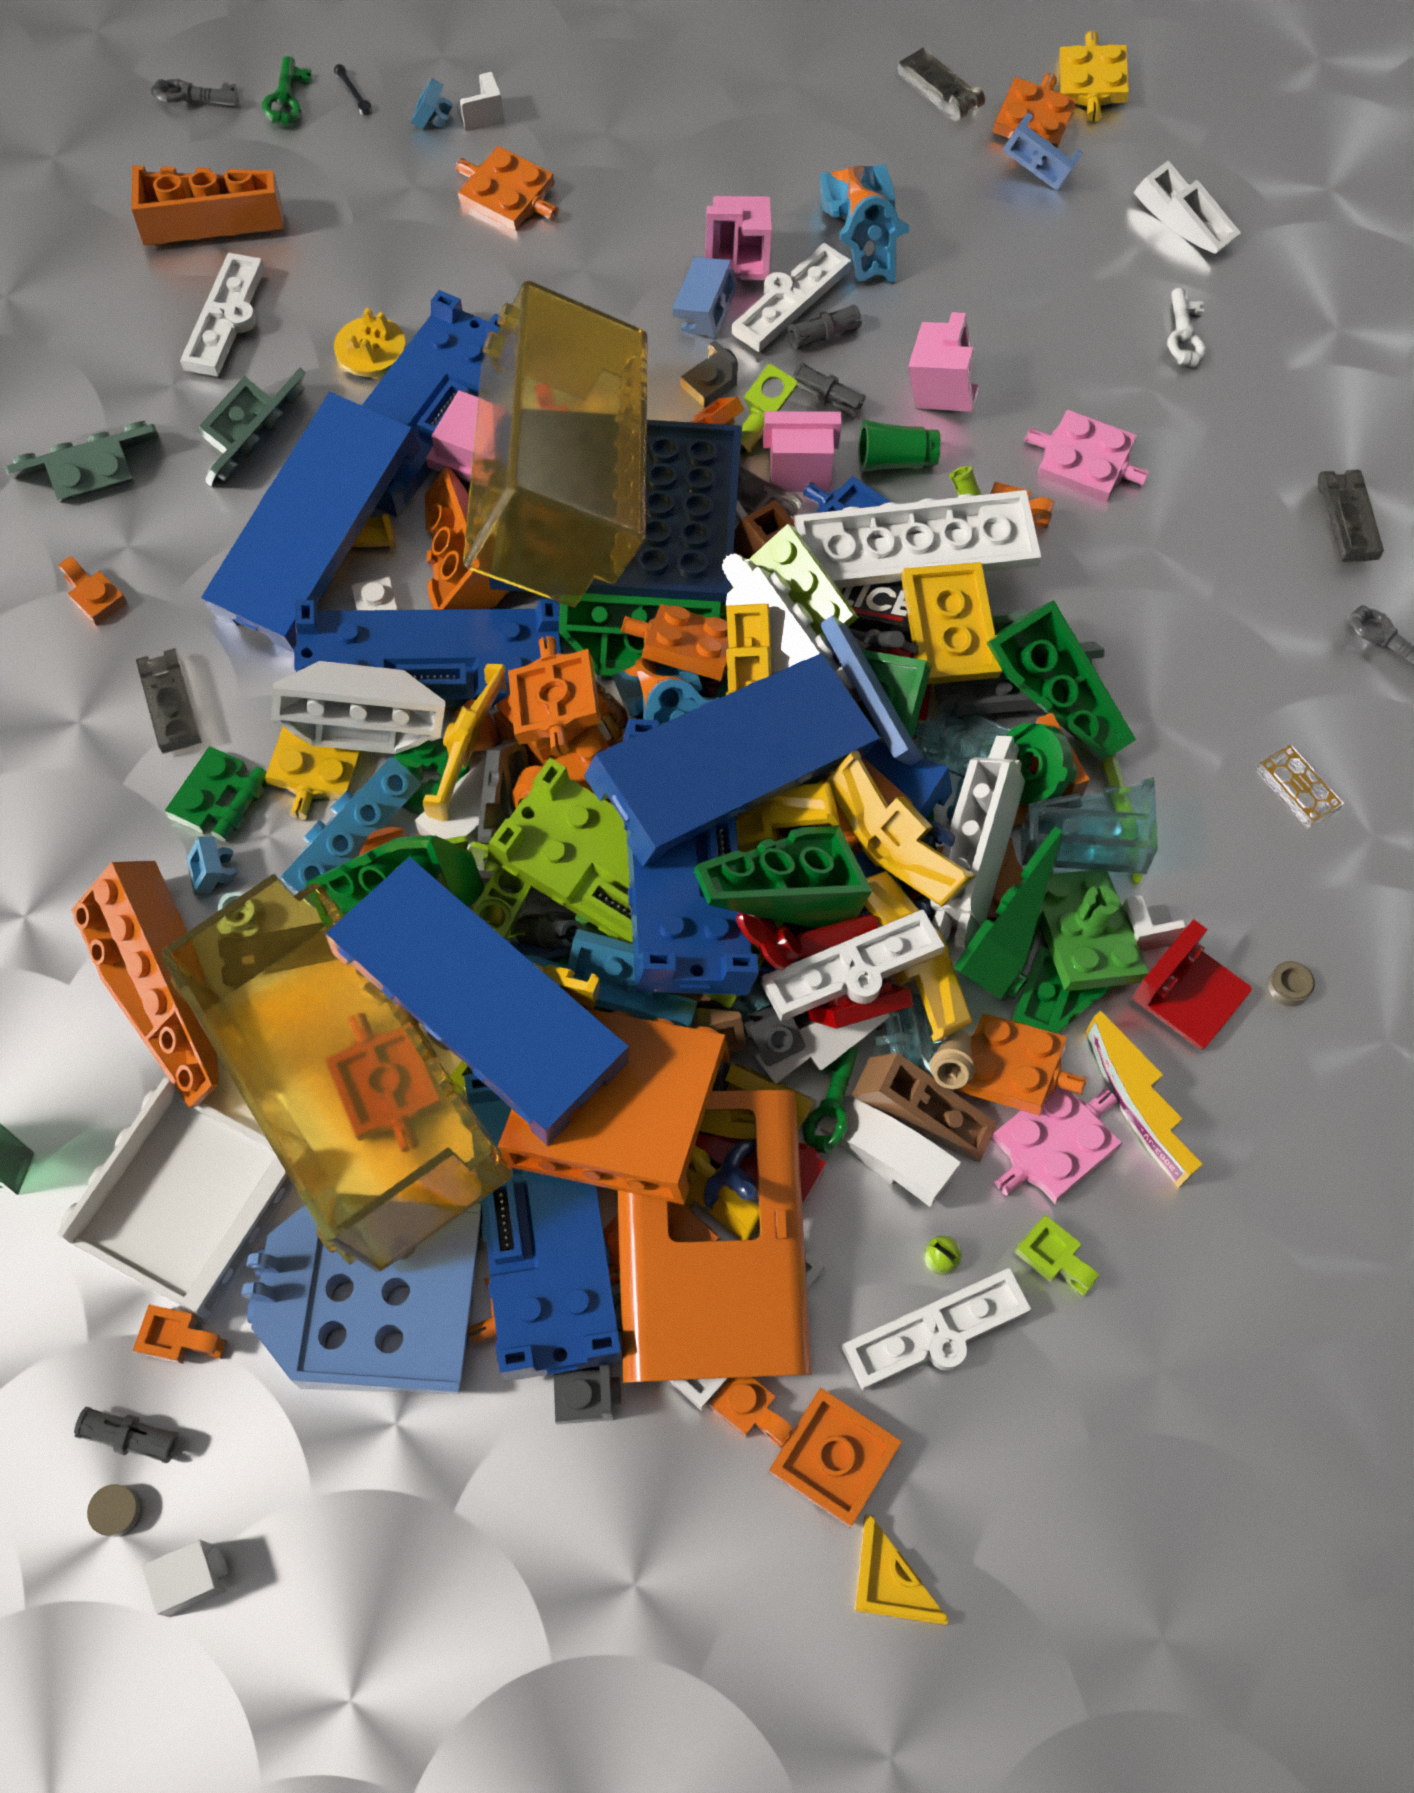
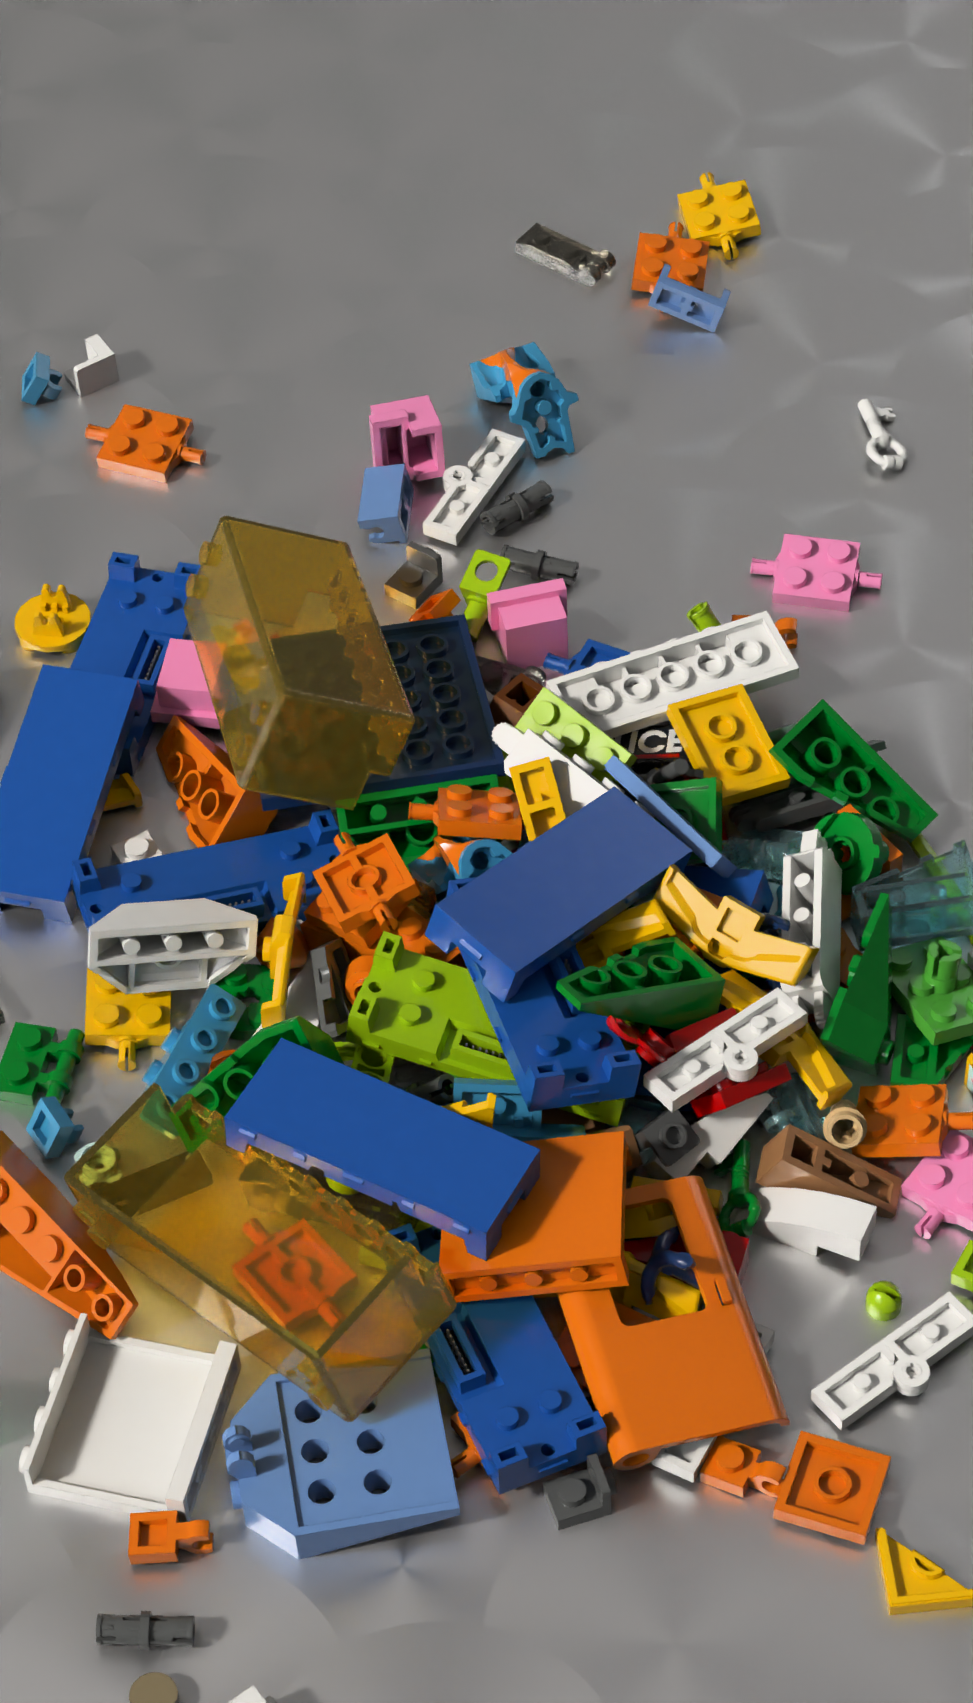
camera: 10 degrees left, 15 degrees down
(896, 447) = (624, 603): green plant -> none
(943, 366) = (650, 518): bright pink plate -> none
(1186, 208) = (850, 323): white slope -> none

